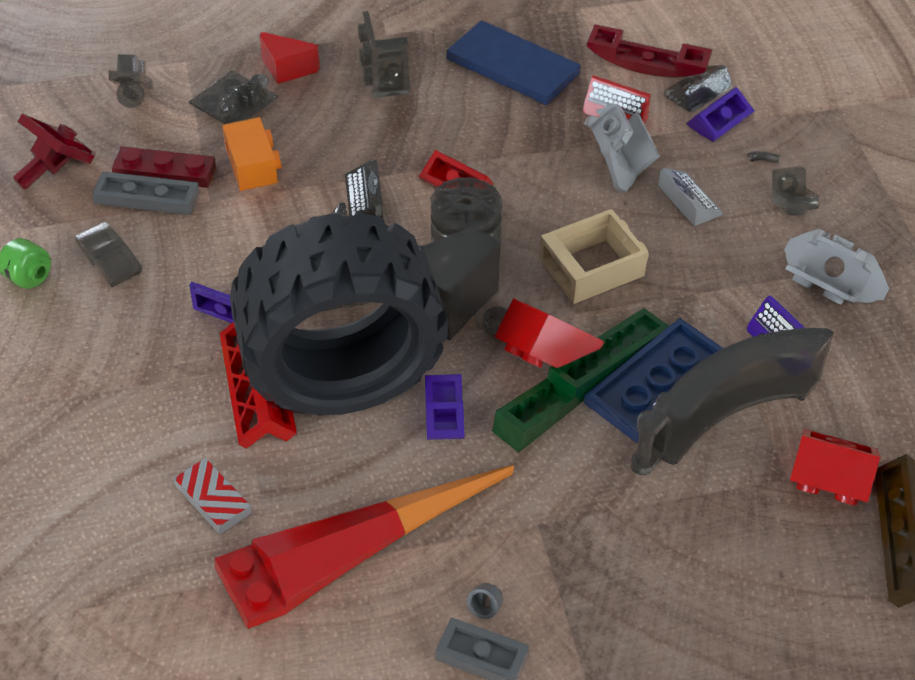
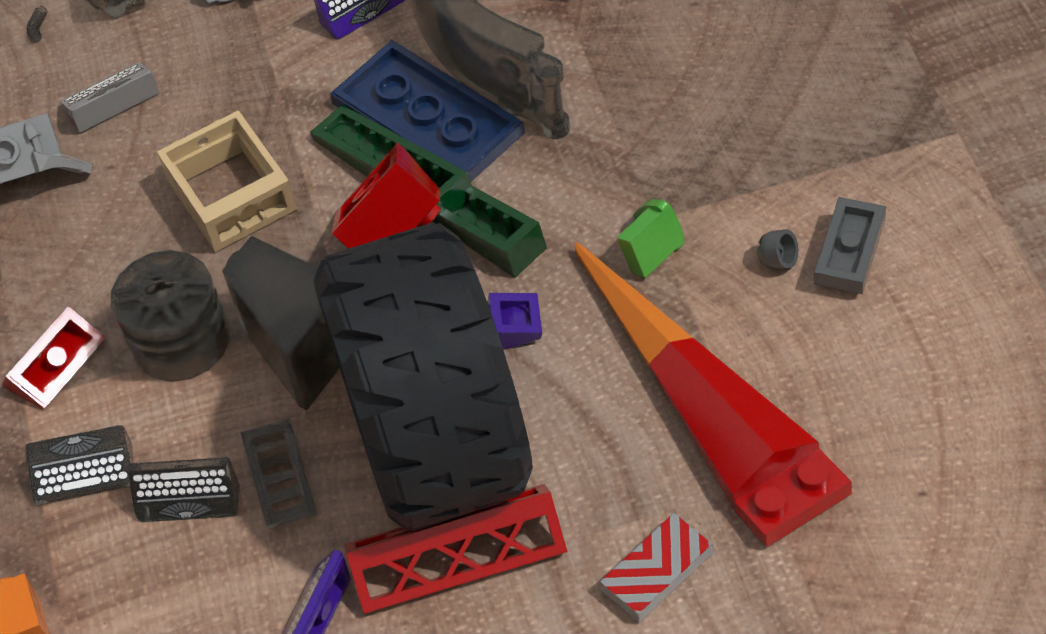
camera: 85 degrees left, 5 degrees up
(507, 510) = (651, 237): none -> bright green tile

